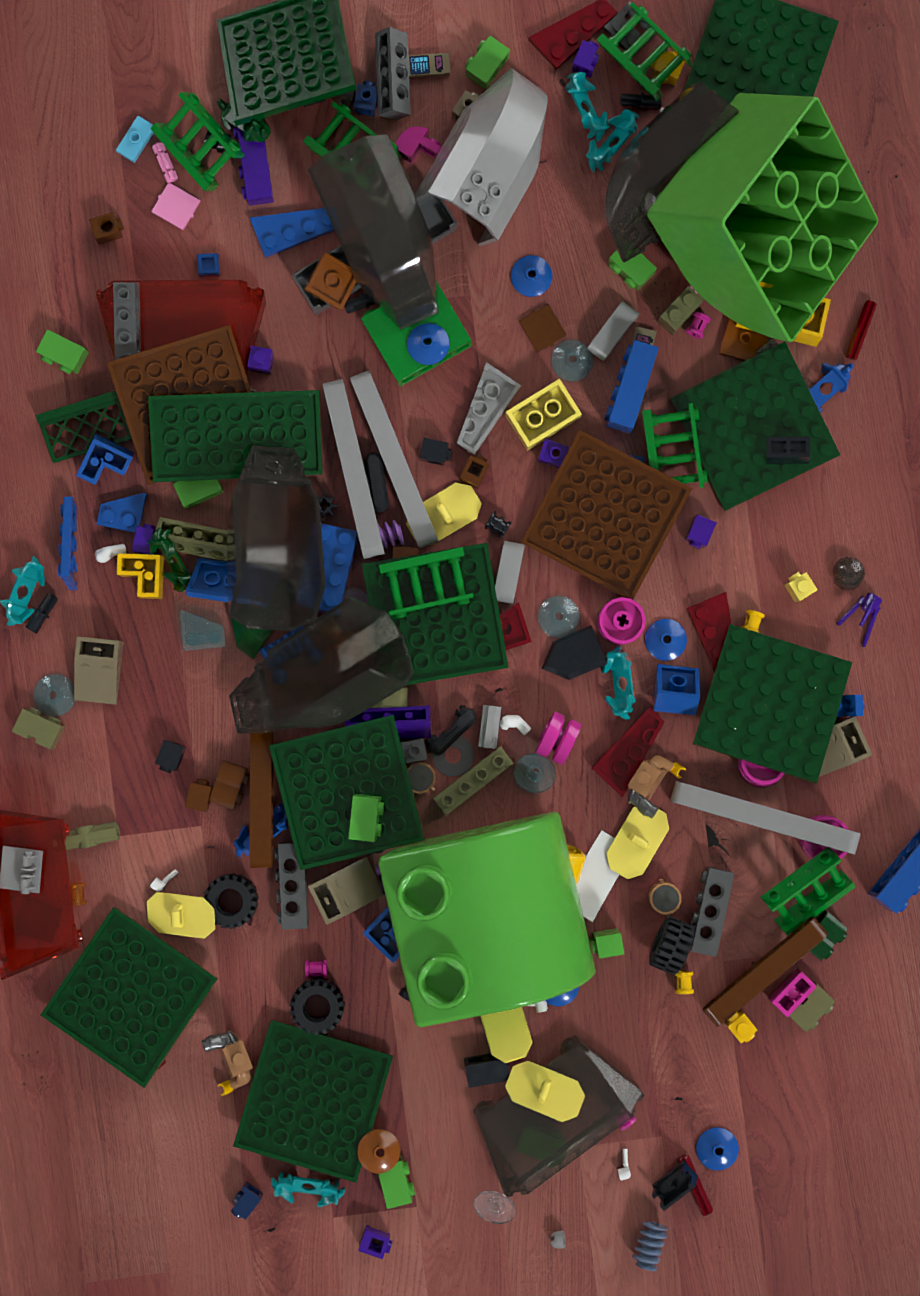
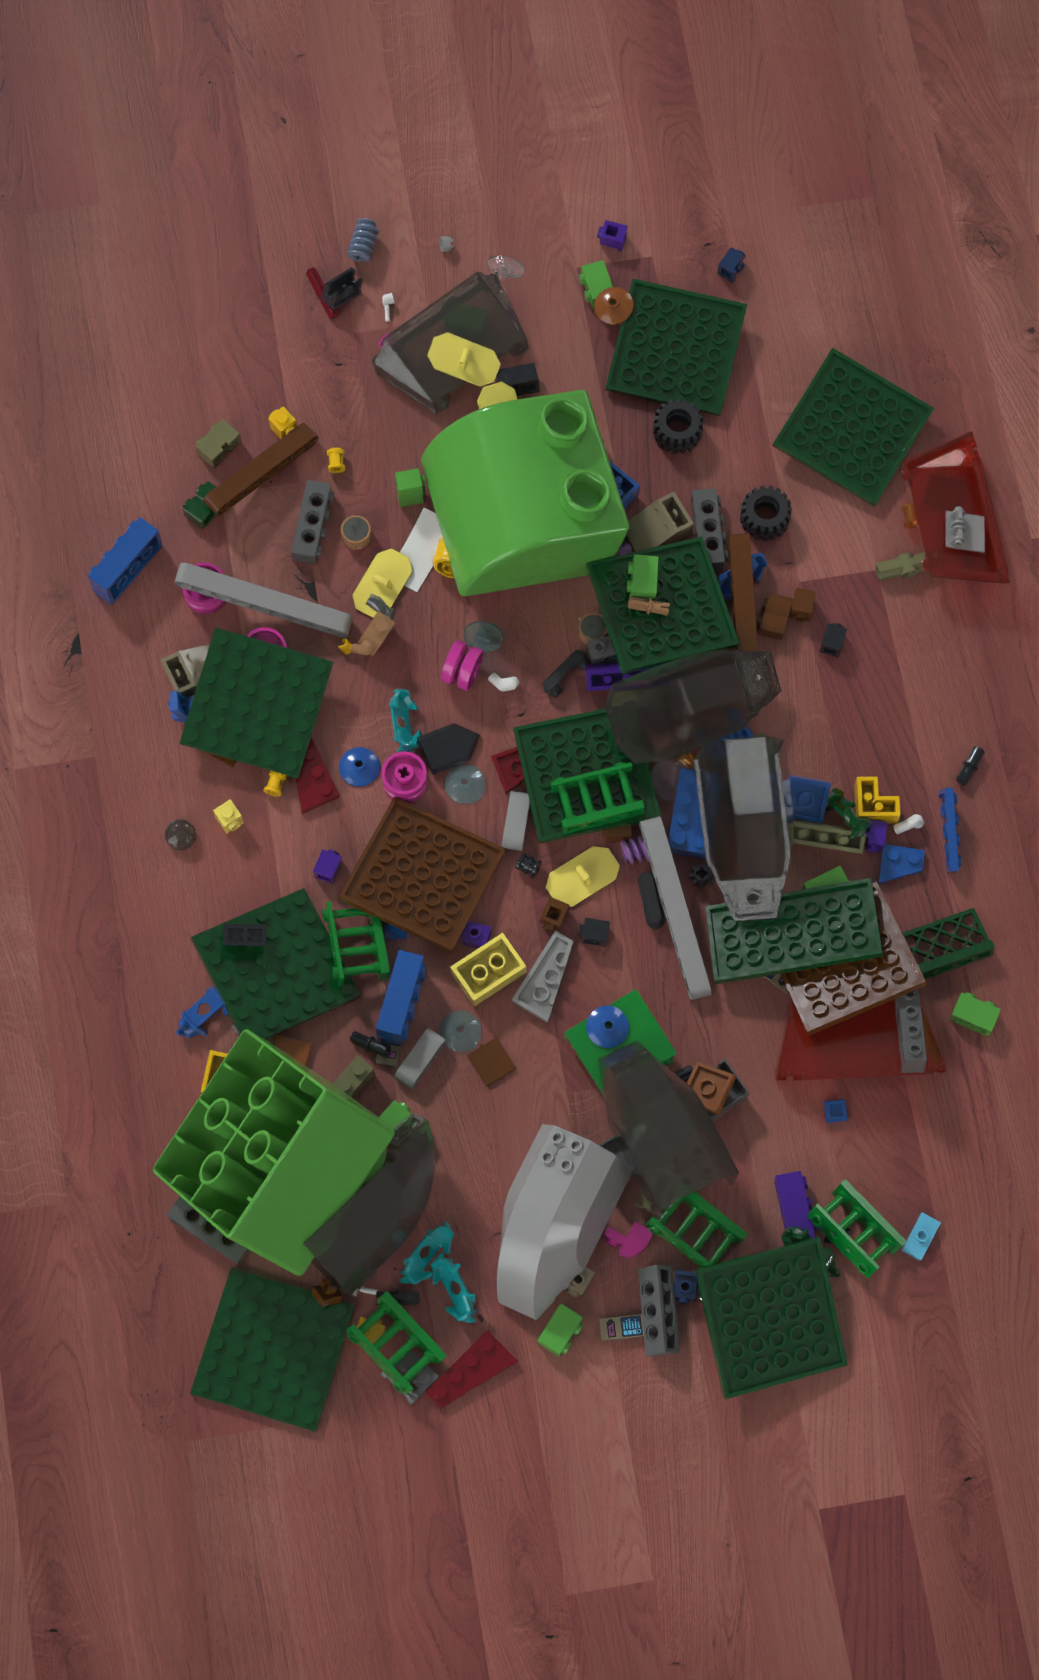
camera: 175 degrees left, 15 degrees down
(26, 576) = (994, 768): teal piece -> none
(33, 724) = (961, 660): olive brick -> none
(65, 695) = (949, 701): clear light blue dish -> none
(97, 670) = (910, 715): dark tan slope -> none
(98, 225) = (948, 1134): reddish brown brick -> none
(104, 454) = (924, 911): blue brick -> none
(158, 885) = (834, 526): white hand -> none
(164, 162) = (888, 1211): bright pink axle -> none
(176, 206) = (874, 1170): bright pink piece -> none
(181, 915) = (811, 498): light yellow shield -> none
(200, 633) = (813, 752): clear light blue wing -> none
(234, 1057) = (751, 379): medium nougat torso -> none
(260, 360) = (774, 1013): dark purple brick -> none
(289, 229) = (761, 1148): blue wing -> none
(316, 969) = (681, 459): dark pink bush -> none
(328, 1191) = (696, 276): teal piece -> none
(361, 786) = (648, 605): none -> medium nougat axle
(394, 459) = (635, 923): light grey beam -> none
(460, 767) = (555, 642): dark grey piece -> none
(473, 780) = (542, 627): olive brick -> none
(489, 726) = (528, 677): light grey axle -> none
(528, 285) = (505, 1124): blue dish -> none
(586, 58) = (456, 1339): dark purple brick -> none
(628, 752) = (393, 660): dark red wing -> none
(664, 348) = (370, 1044): none -> black axle
(671, 945) = (349, 486): black tyre -> none
(676, 689) = (348, 718): blue slope -> none
(698, 325) = (333, 1067): dark pink bush -> none
(715, 1138) = (302, 331): blue dish -> none
(792, 992) = (235, 453): dark pink brick -> none
(816, 901) = (221, 537): green fence -> none
(861, 330) = (166, 1072): dark red axle -> none
(870, 605) = (158, 803): dark purple plant -> none

